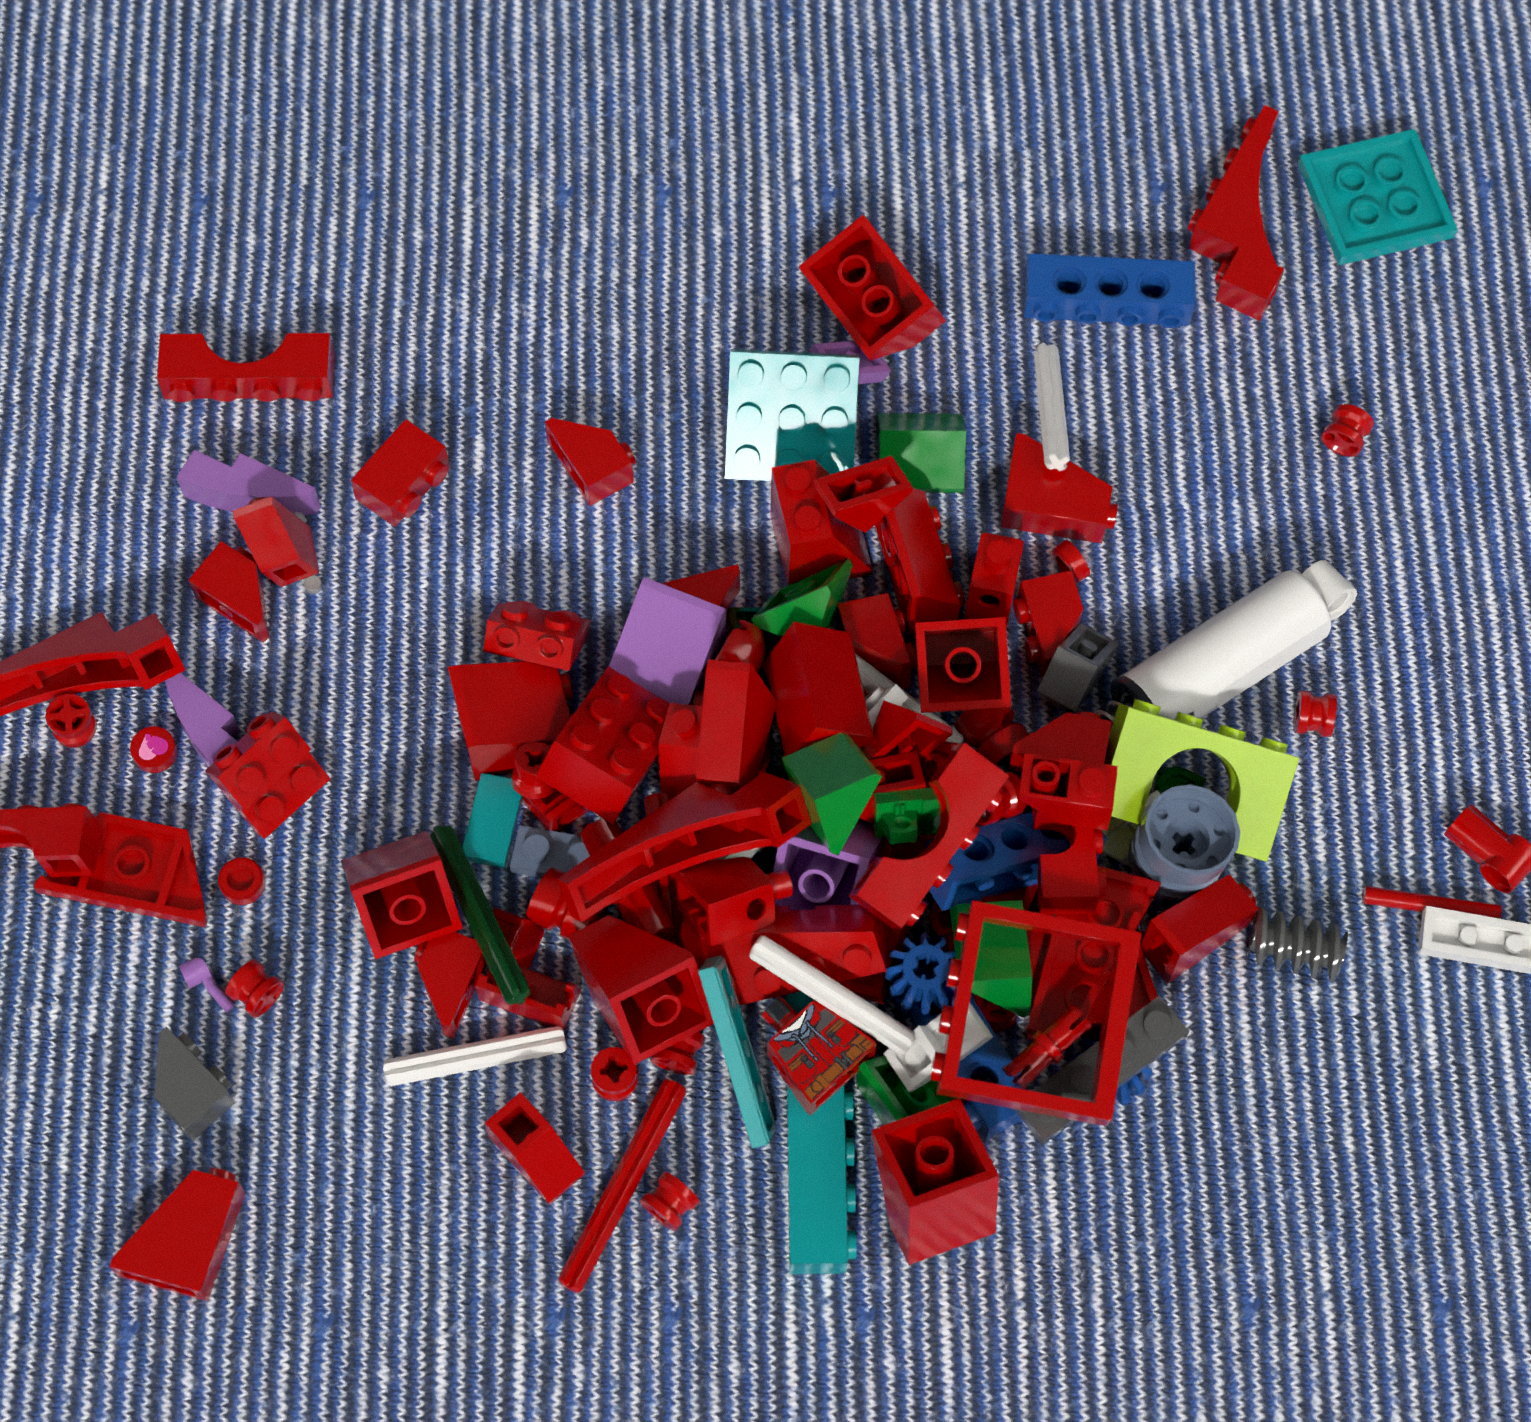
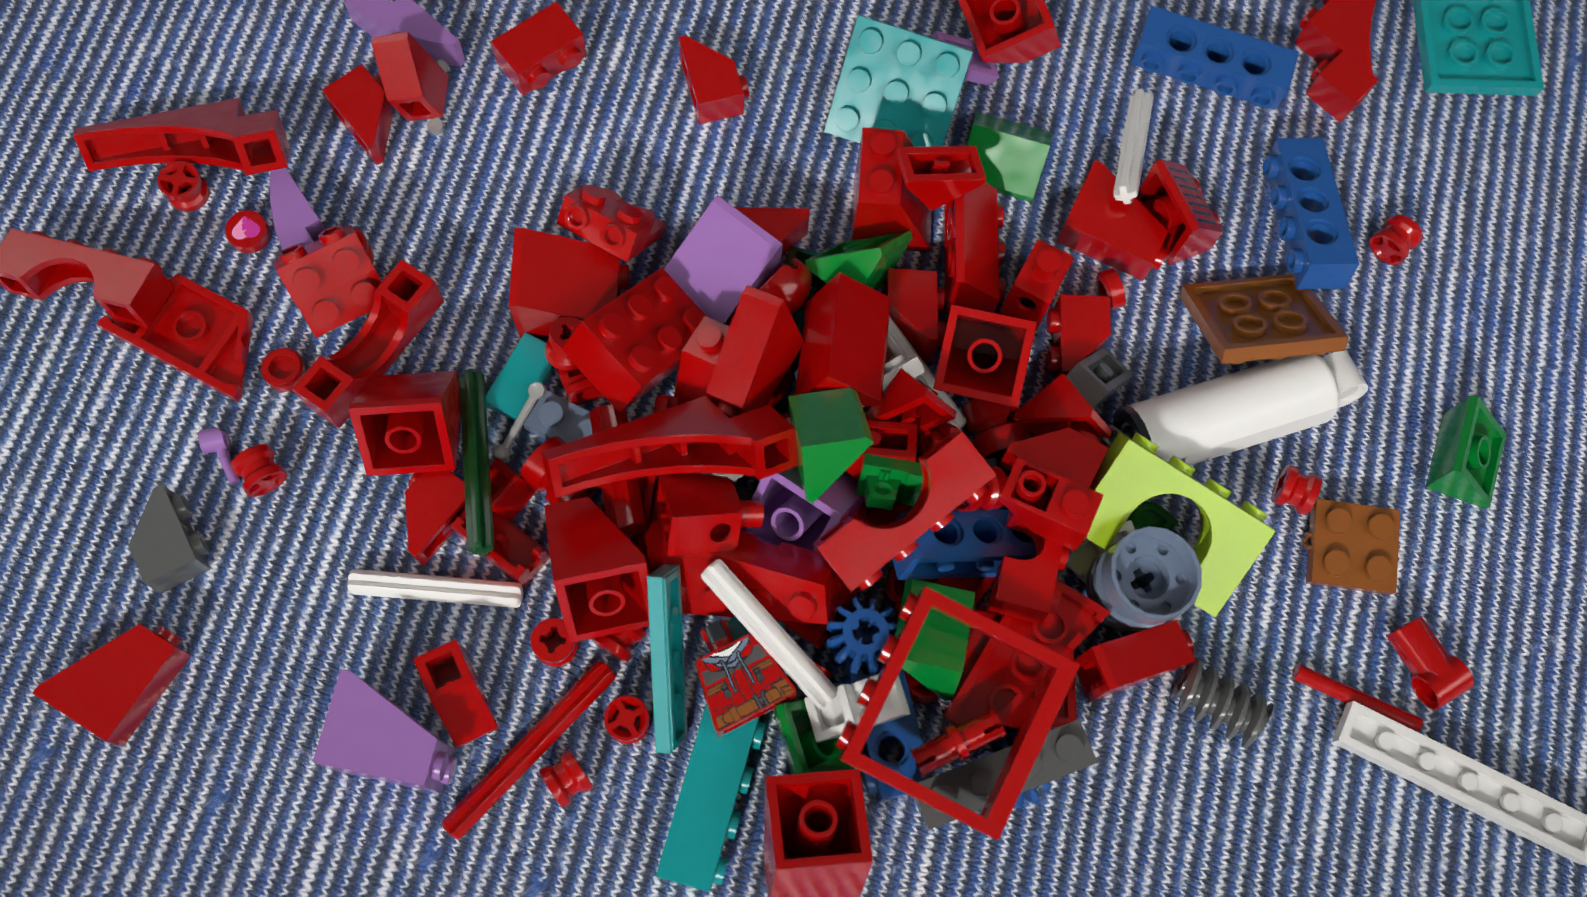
camera: 10 degrees right, 5 degrees up
(344, 793) = (399, 312): none -> red arch
(480, 1212) = (381, 741): none -> medium lavender slope
(515, 828) = (536, 391): none -> light grey hinge
(712, 1119) = (623, 713): none -> red wheel
(1053, 695) = (1060, 407): none -> red slope
(1116, 457) = (1179, 206): none -> red slope
(1231, 549) = (1262, 319): none -> dark orange plate
(1251, 428) = (1310, 214): none -> blue brick
(1387, 755) = (1353, 547): none -> dark orange plate
(1478, 630) = (1467, 453): none -> green slope

